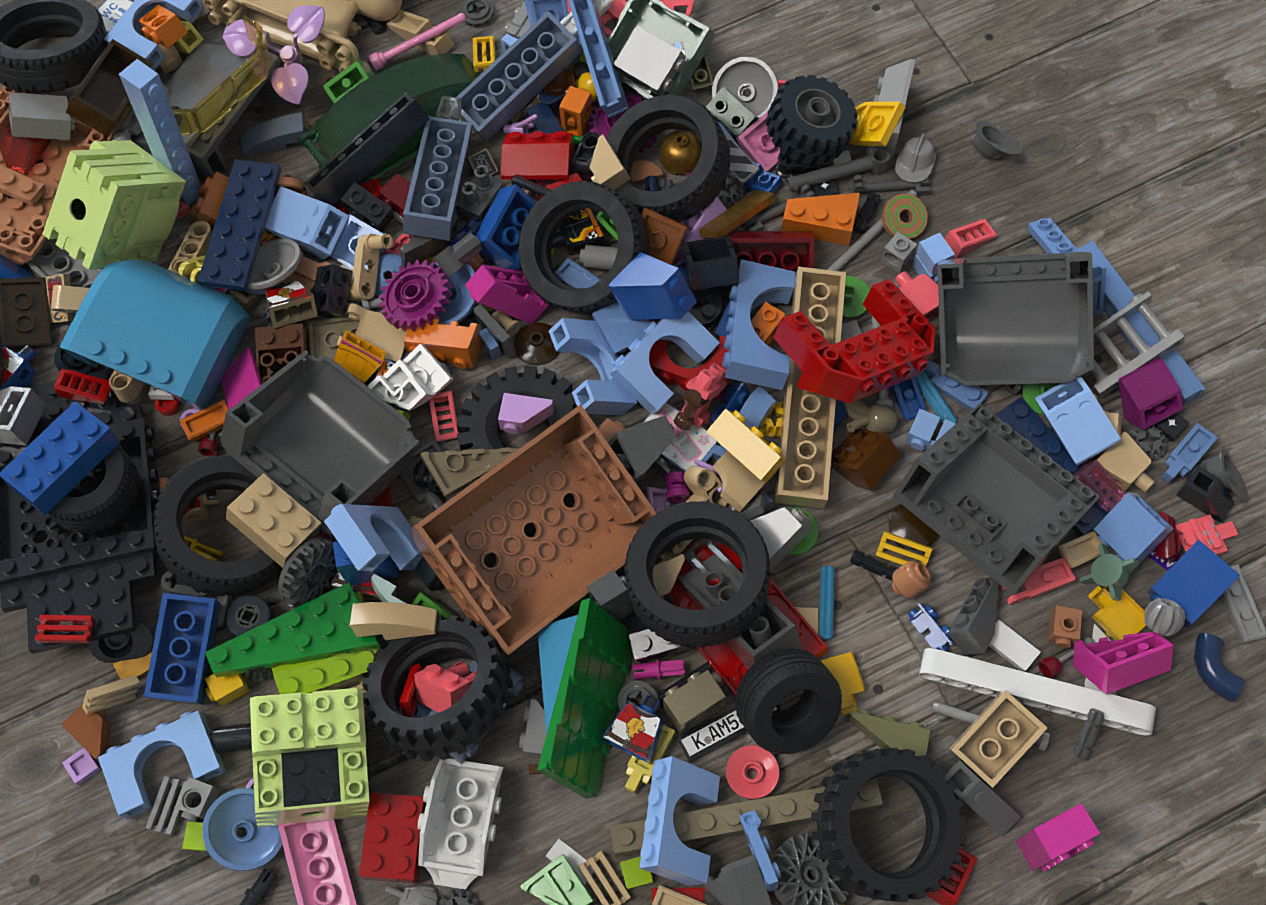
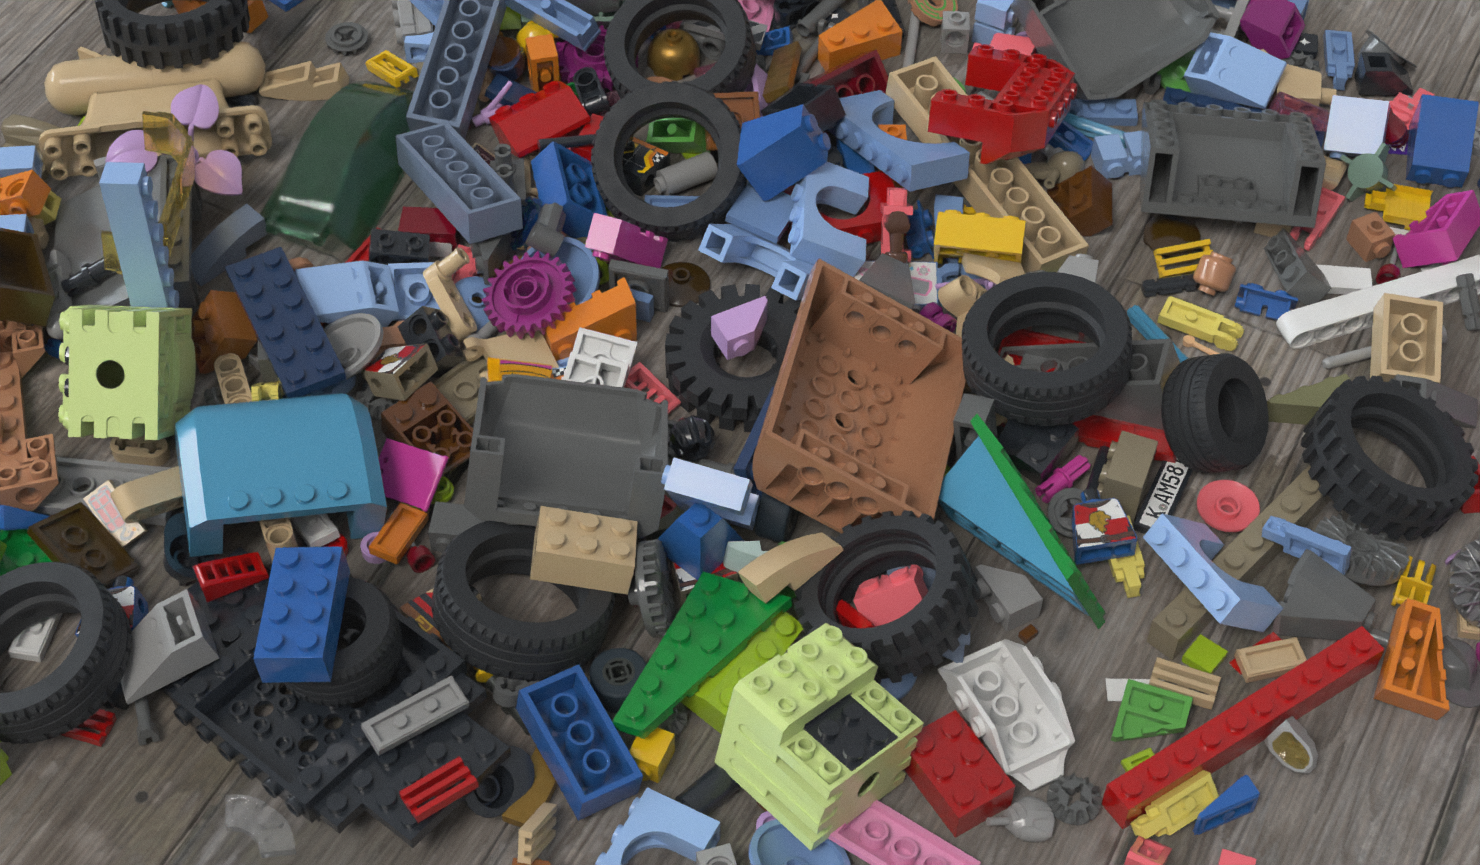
camera: 40 degrees left, 15 degrees down
(92, 567) = (414, 715): none -> light grey tile
(348, 79) = (277, 151): bright green brick -> none
(367, 150) = (361, 191): black brick -> none
(380, 59) = (282, 125): bright pink piece -> none
(449, 108) = (410, 119): clear slope -> none
(457, 468) = (722, 409): dark tan wing -> none
(607, 166) = (634, 71): tan slope -> none
(849, 620) = (1189, 341): none -> light nougat hinge
(866, 610) = (1200, 323): none -> light yellow hinge
(1164, 616) = (1444, 177): light grey piece -> none

